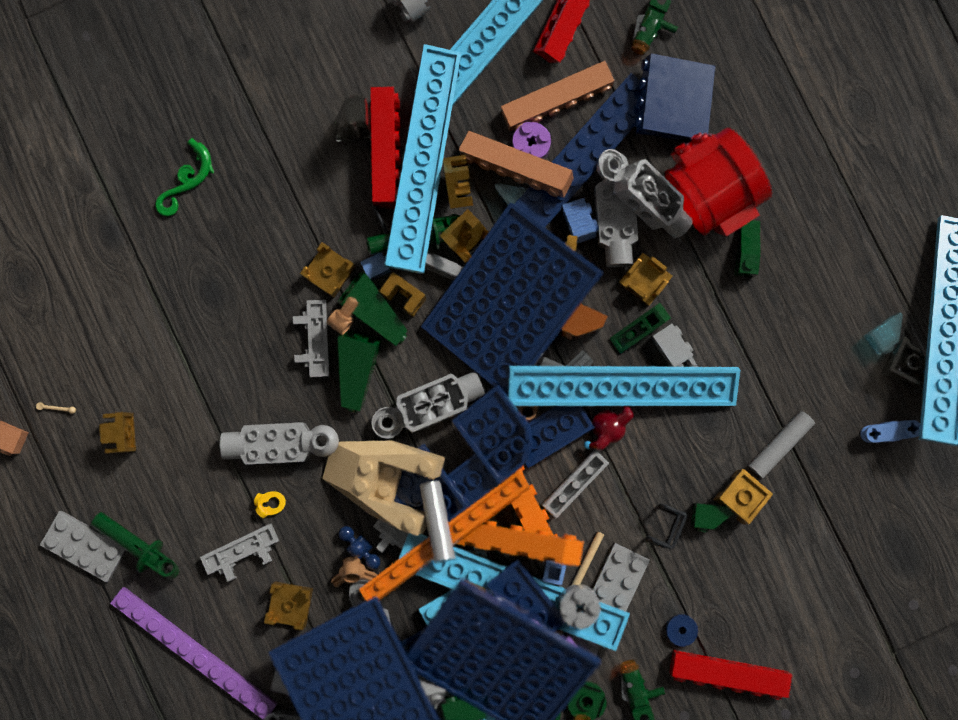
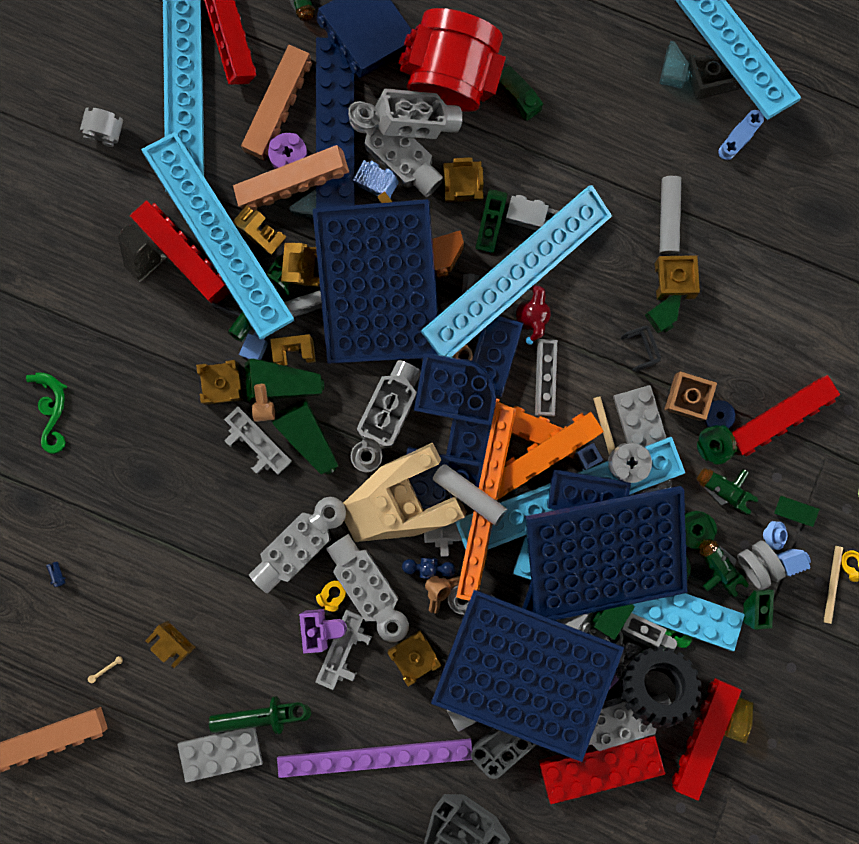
camera: 45 degrees left, 0 degrees up
(82, 305) = (56, 575): none -> dark blue pin
(235, 520) = (317, 630): none -> medium lavender brick
(300, 522) = (367, 588): none -> light grey brick
(669, 650) = (721, 435): none -> dark green plate
(672, 596) = (690, 396): none -> medium nougat brick

